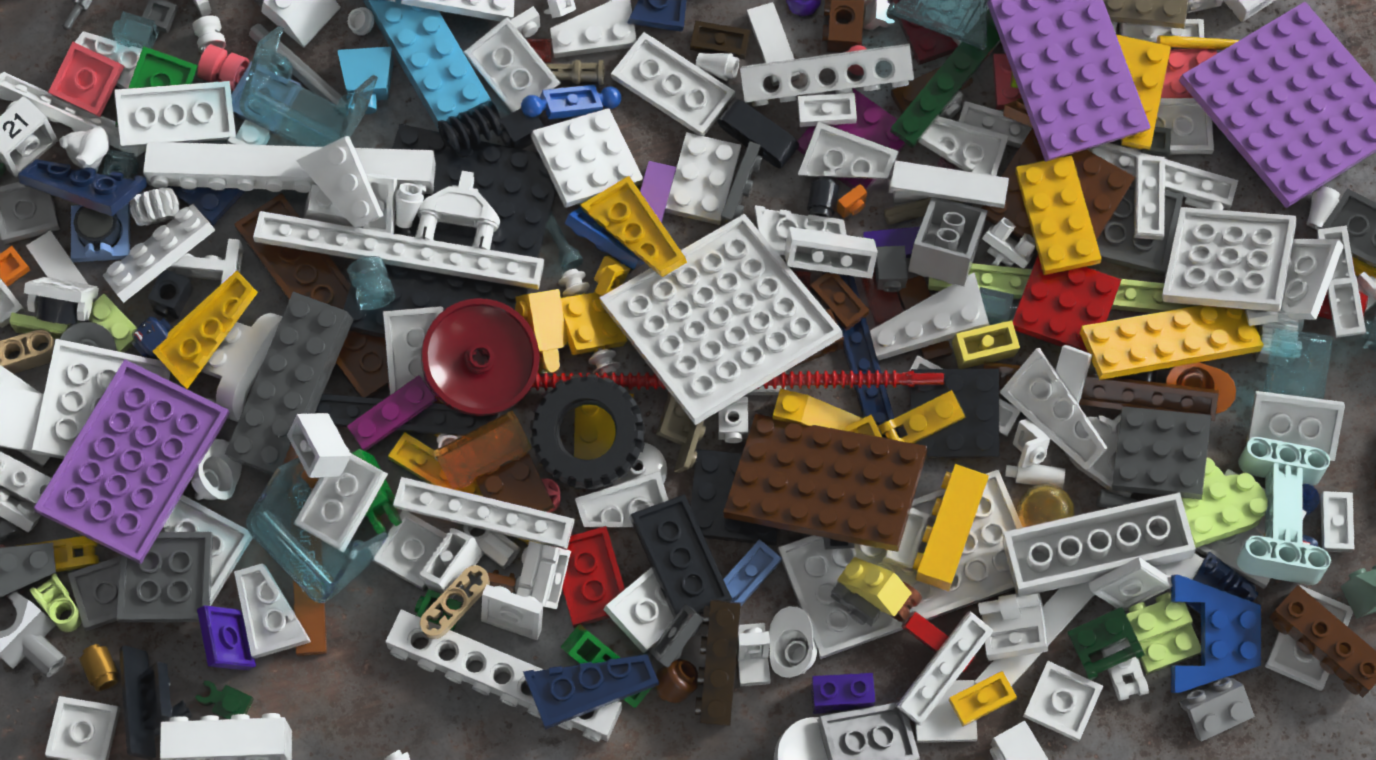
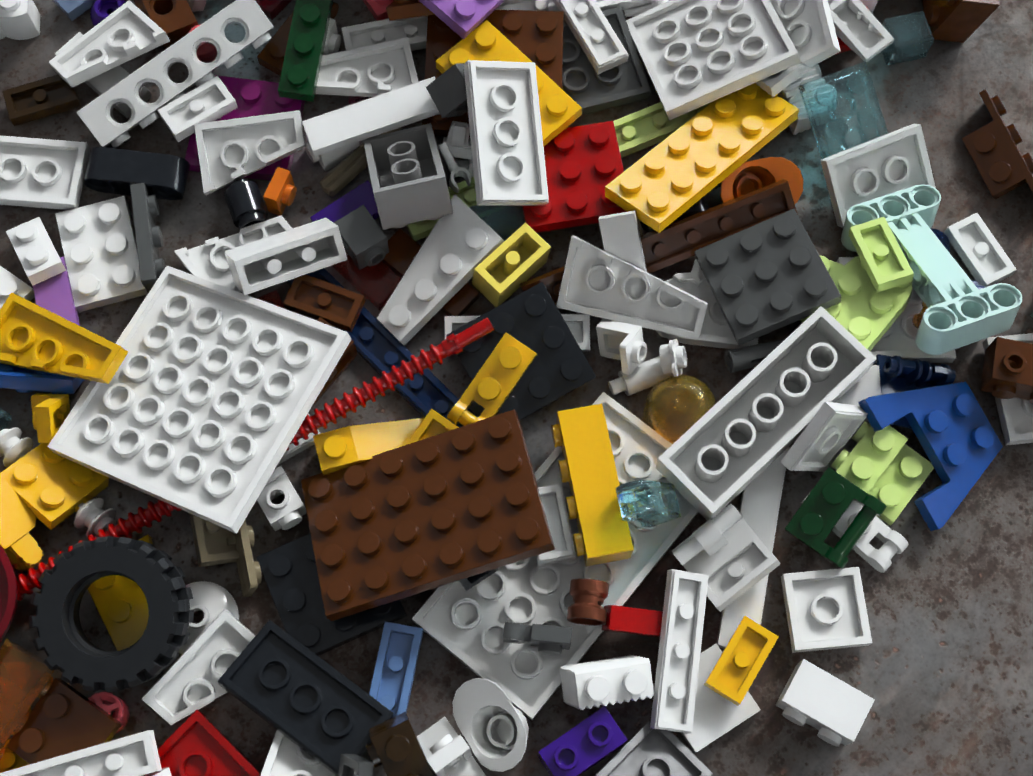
camera: 30 degrees left, 0 degrees up
(659, 152) = (35, 251): none -> white plate
(719, 64) = (55, 124): white cone -> none
(789, 27) = (109, 44): none -> white wing
(875, 585) = (550, 602): light yellow brick -> none
(884, 660) = (607, 682): none -> white brick
(976, 556) = (643, 502): none -> clear light blue leg
(985, 251) = (454, 168): none -> white hand
(1018, 198) = (450, 92): none -> dark grey brick
(1032, 249) = (506, 133): none -> white tile
(1059, 472) = (673, 358): none -> white plate
(1217, 708) = (988, 519): light grey bracket -> none
(1250, 481) = (881, 254): none -> yellowish green plate

